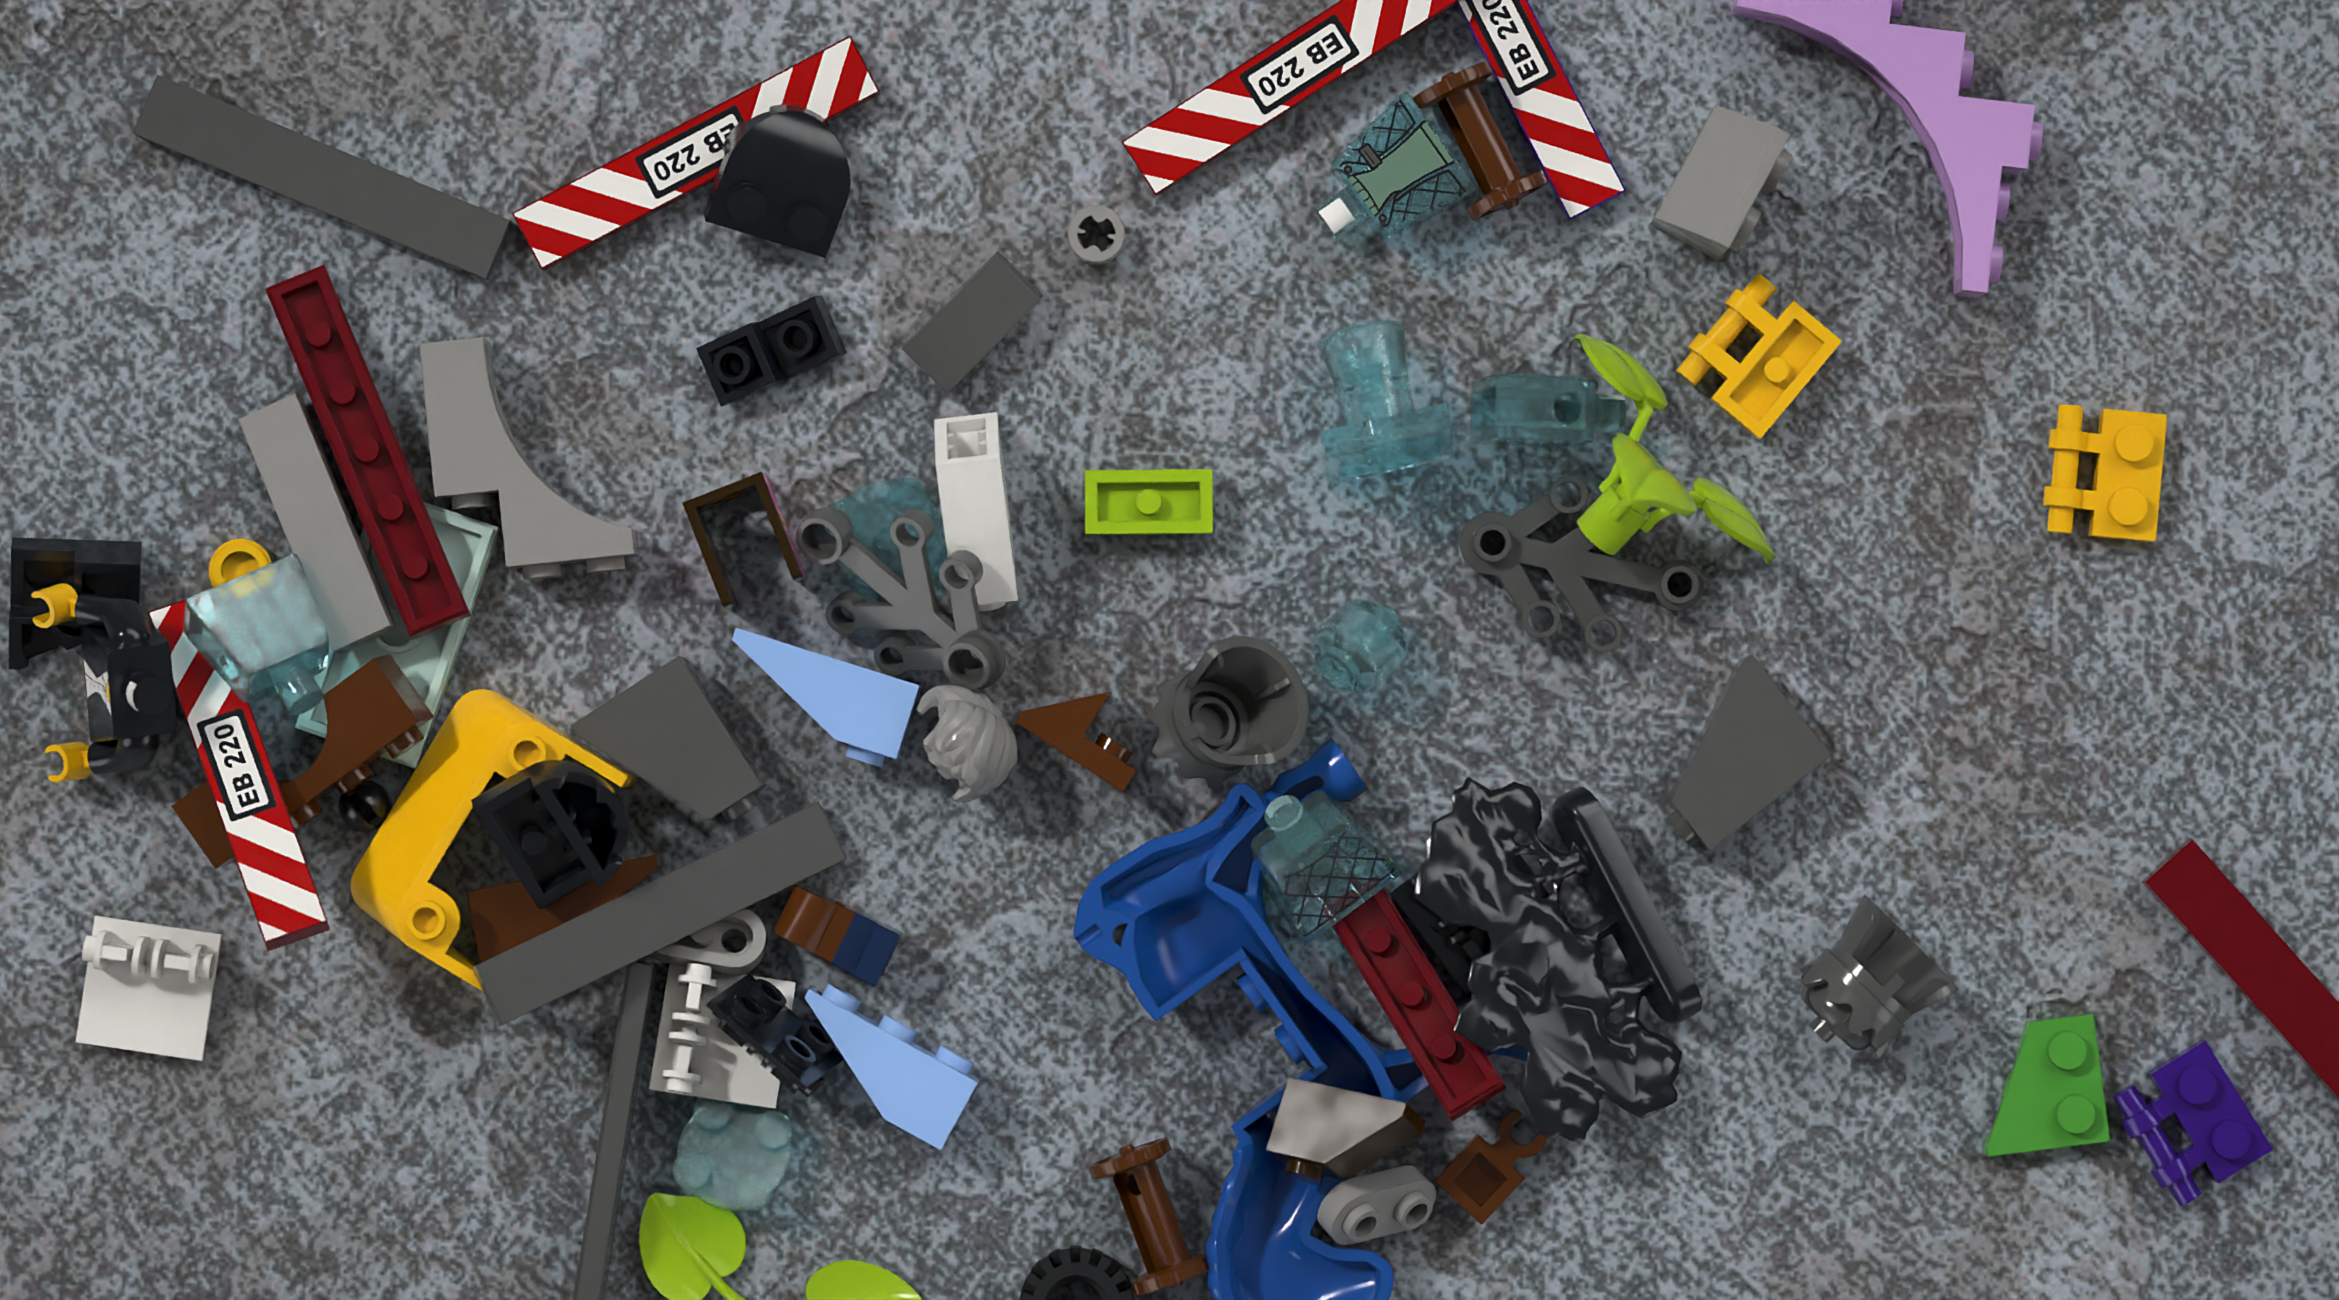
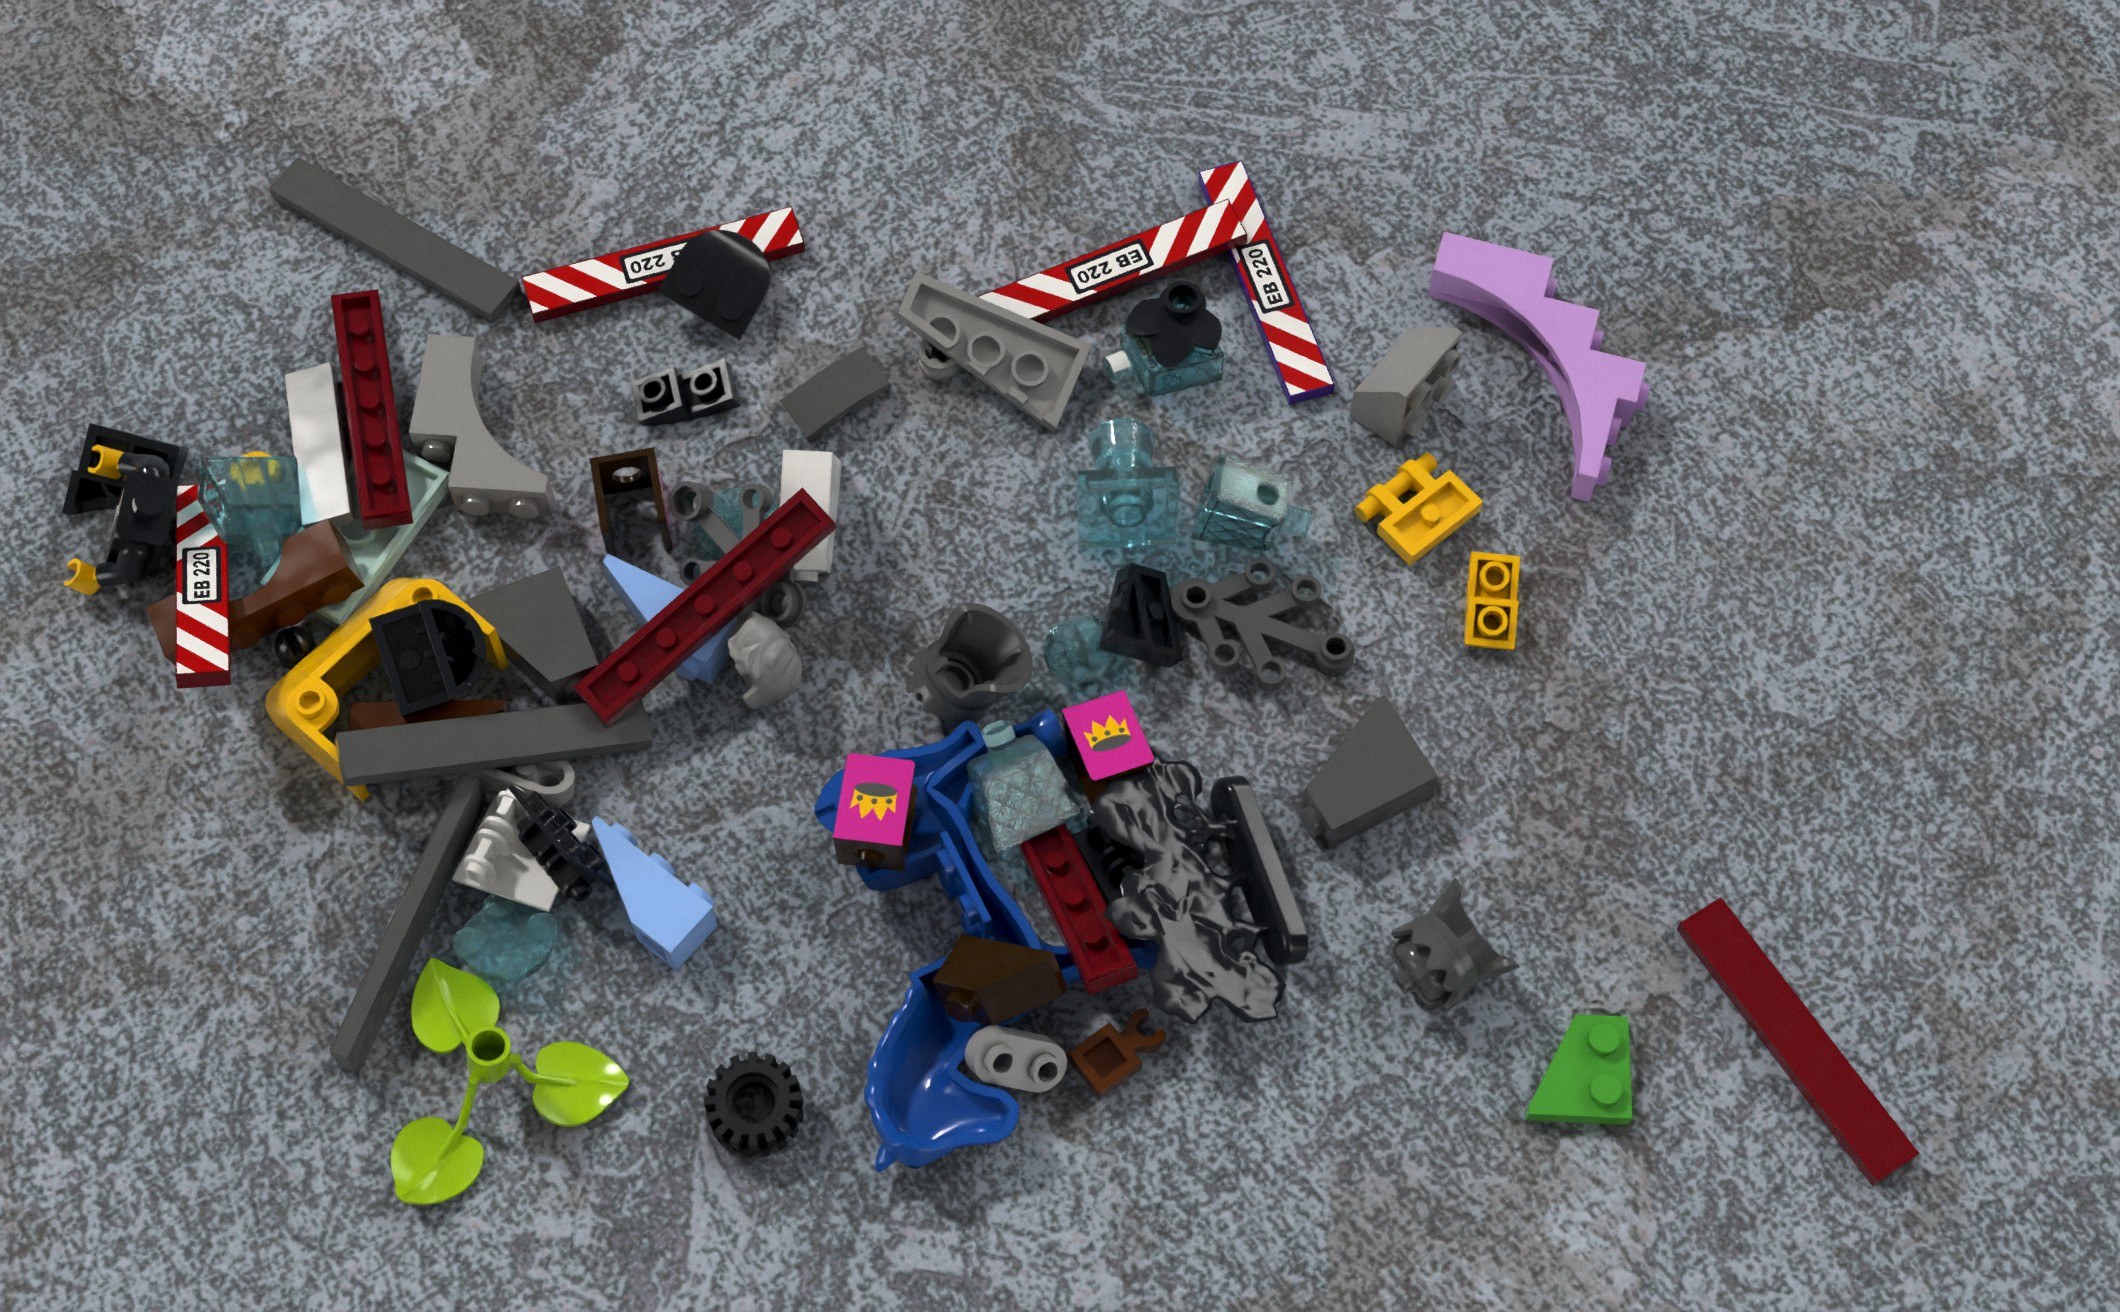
camera: 10 degrees right, 25 degrees down
(148, 987) = (87, 746): white hinge -> none
(838, 934) = (633, 793): leg -> none
(883, 693) = (705, 607): none -> dark red tile
(1064, 729) = (848, 674): reddish brown slope -> none
(1148, 502) = (940, 531): lime plate -> none
(1150, 1216) = (824, 1002): reddish brown hose -> none
(1156, 945) = (875, 812): none -> piece
(1190, 224) = (1003, 349): none -> light grey wing
(1407, 172) = (1174, 329): none -> black plate
(1418, 785) = (1104, 741): none -> dark pink piece
(1428, 588) = (1141, 618): none -> black wing
(1480, 140) = (1243, 362): reddish brown hose -> none
(1644, 482) = (1299, 574): lime plant -> none
(1868, 475) = (1491, 601): none -> yellow slope
(2125, 473) = (1691, 630): yellow plate -> none
(2209, 1114) = (1716, 1112): dark purple plate -> none

